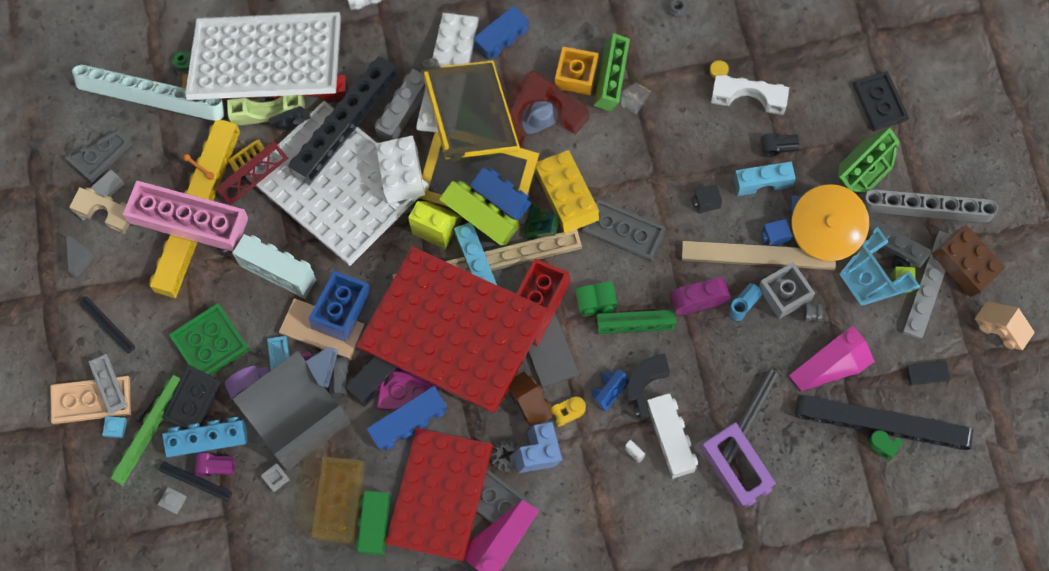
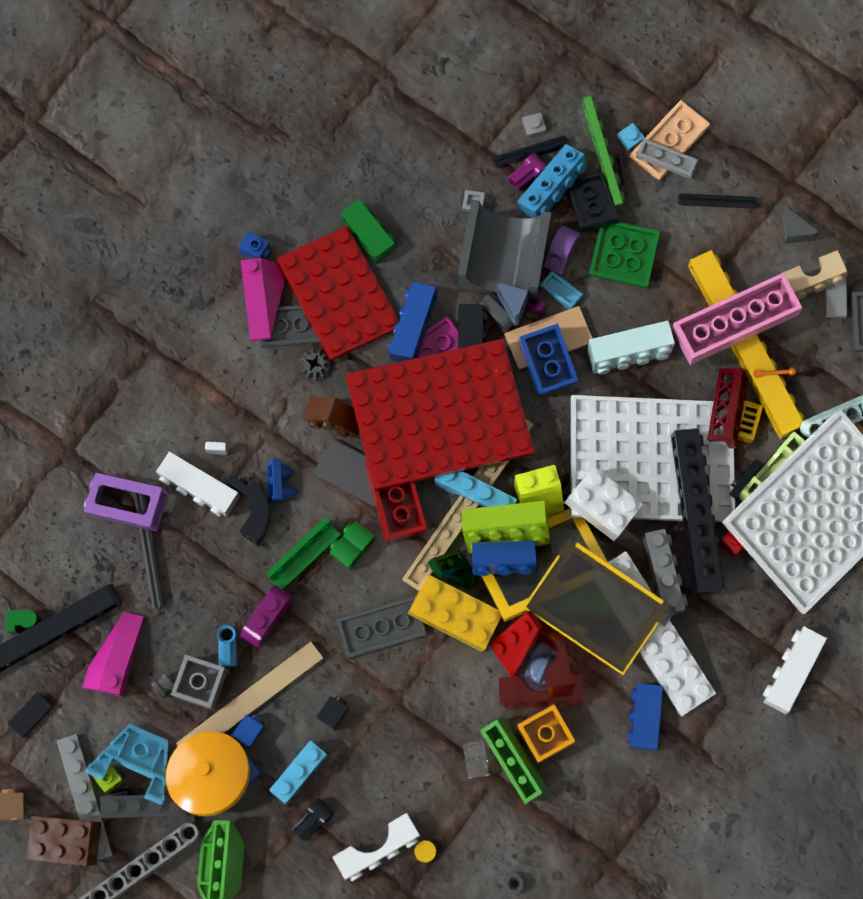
camera: 140 degrees right, 5 degrees up
(338, 500) = (408, 222): clear yellow brick -> none
(541, 137) = (516, 641): none -> red wing
(542, 452) = (285, 384): medium blue brick -> none
(575, 408) = (293, 445): yellow plate -> none

